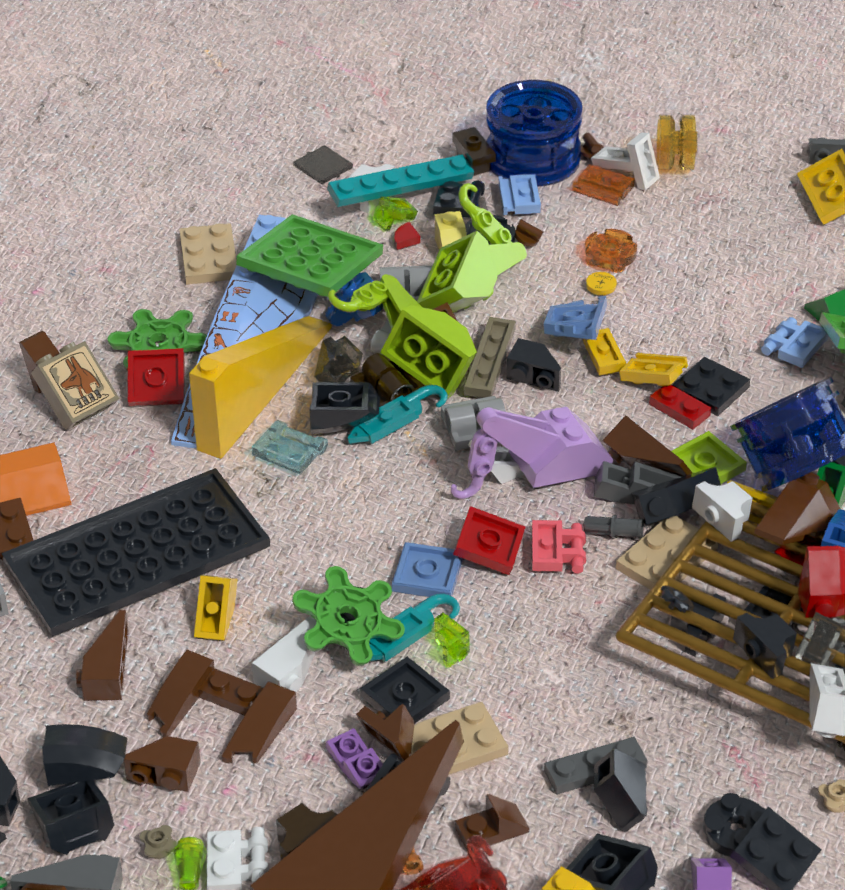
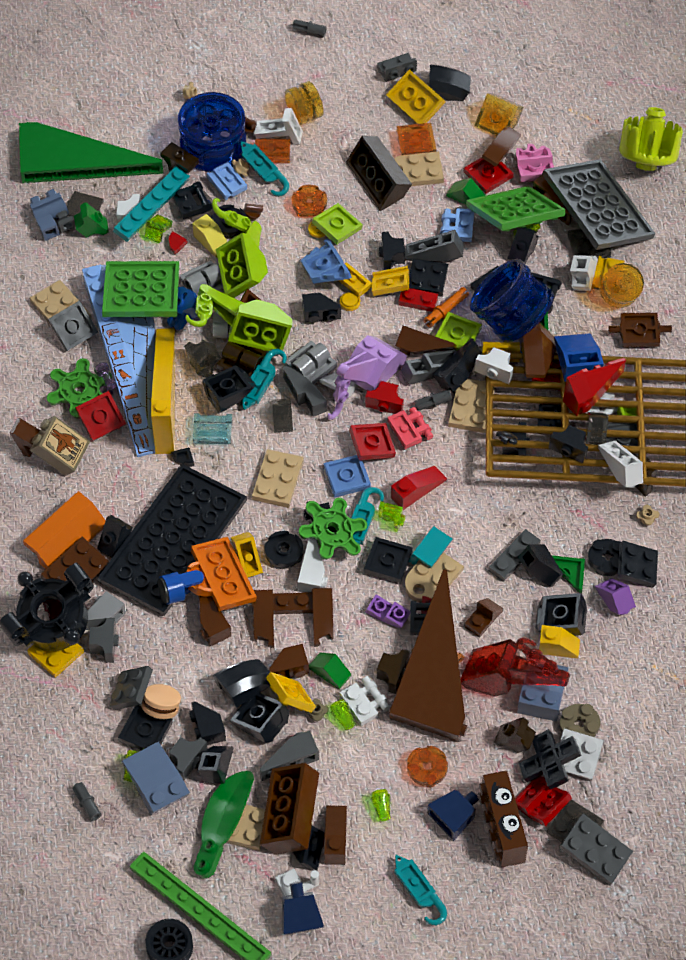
camera: 30 degrees left, 15 degrees up
(61, 509) = (113, 535): none -> black brick
(131, 795) = (290, 692): none -> yellow plate
(149, 610) = (213, 574): none -> orange plate
(197, 327) = (102, 371): none -> clear purple piece
(201, 270) = (72, 325): none -> dark grey plate
(219, 799) = (331, 669): none -> green slope
(228, 465) = (183, 456): none -> black tile
(255, 620) = (283, 559): none -> black plate
(269, 152) = (48, 209): none -> sand blue hips
(312, 174) = (90, 221): none -> green brick
(331, 537) = (277, 478): none -> tan plate
(336, 103) = (61, 155): none -> green slope
(392, 467) = (282, 415): none -> clear smoke slope
(392, 731) = (401, 588): reddish brown slope -> none
(442, 450) = (304, 391): none -> dark grey slope
(474, 699) = (431, 547): none -> teal panel
(490, 357) = (285, 301): dark tan plate -> none
(511, 618) = (416, 485): none -> red slope
(545, 496) = (385, 398): none -> red brick
(547, 186) = (241, 167): none -> tan plate
(577, 194) = (264, 167): none -> teal plate
(584, 376) = (349, 301): none -> yellow piece
(627, 283) = (337, 223): none -> lime plate
(669, 820) = (572, 569): none -> green tile
(680, 336) = (391, 250): none -> black brick
(698, 426) = (441, 311): none -> orange pin
(724, 246) = (378, 172): none -> dark brown slope
(747, 78) = (309, 27): none -> dark grey axle
(747, 355) = (436, 248): none -> dark grey slope
(782, 265) = (422, 168): none -> tan plate
(803, 232) = (416, 139): none -> clear orange plate

